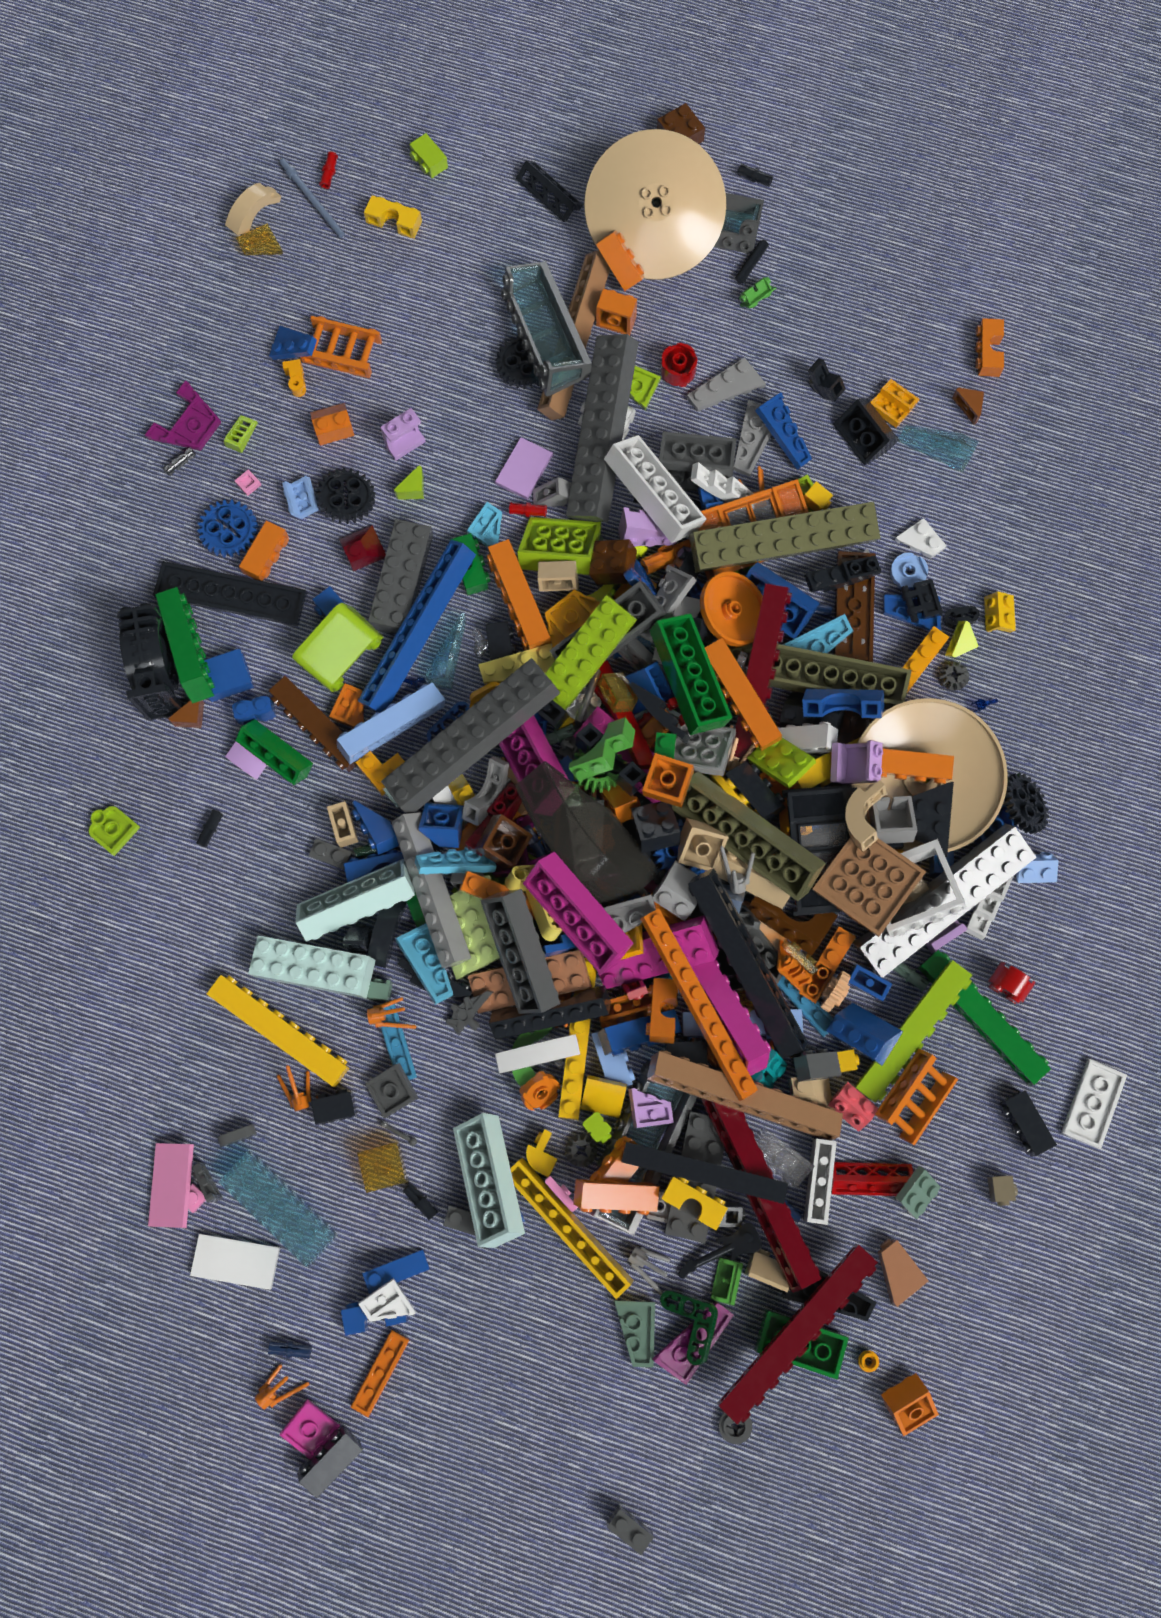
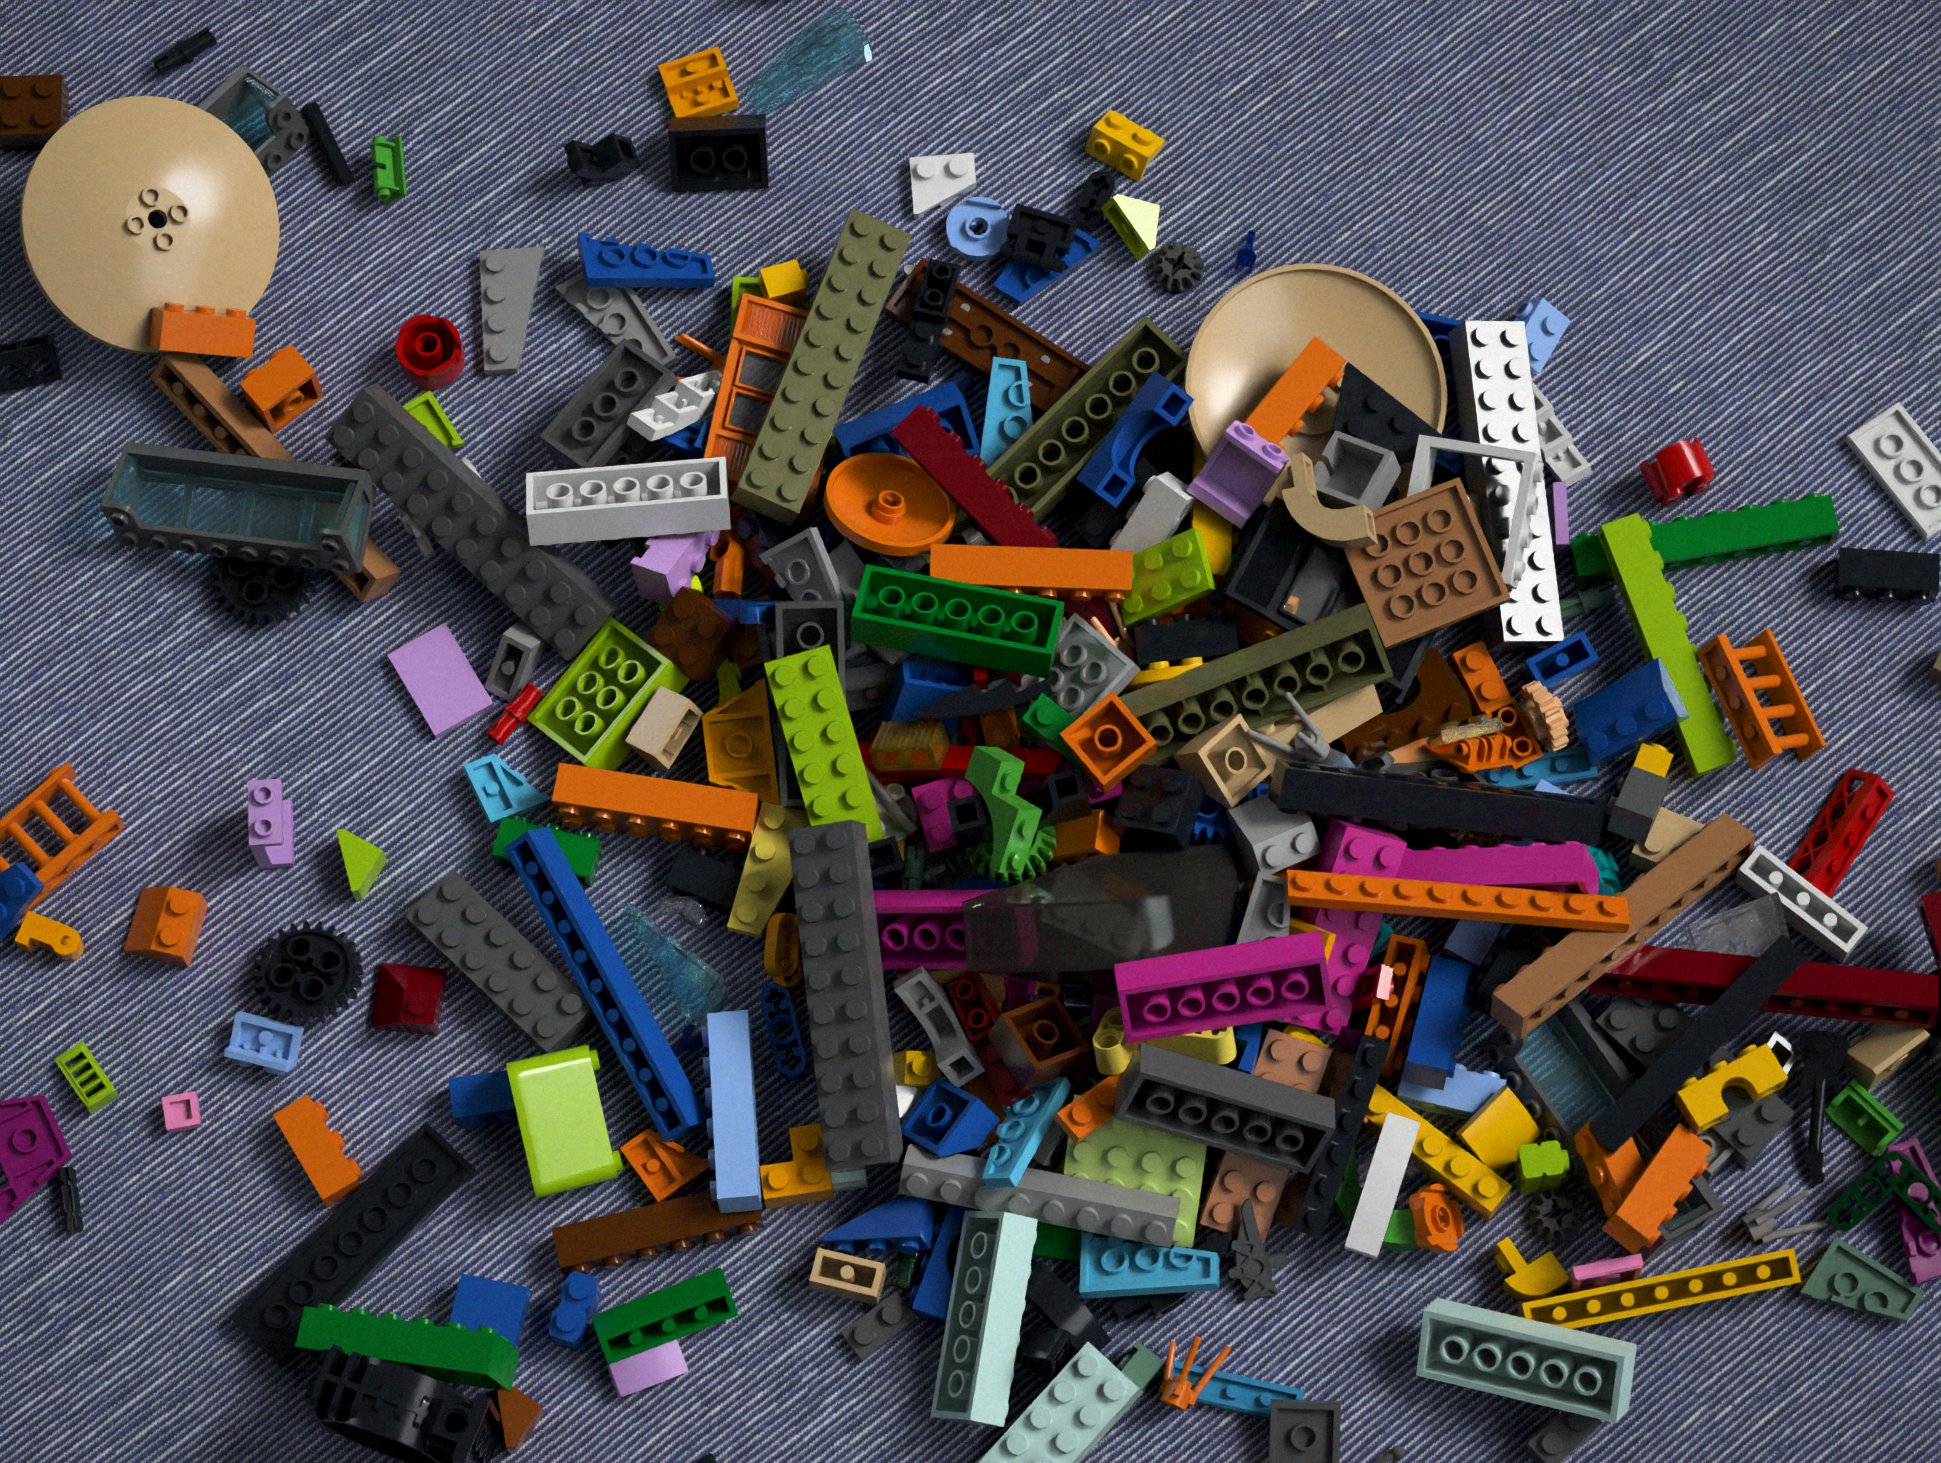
camera: 55 degrees left, 5 degrees down
(217, 540) = (249, 1214): blue gear -> none
(649, 1110) = (1557, 1078): lavender wing -> none
(661, 1028) = (1452, 983): orange arch -> none
(854, 1105) = (1725, 791): coral brick -> none
(918, 1192) = (1895, 780): sand green plate -> none
(925, 654) = (1120, 282): light orange arch -> none
(1025, 804) = (1435, 288): black gear -> none

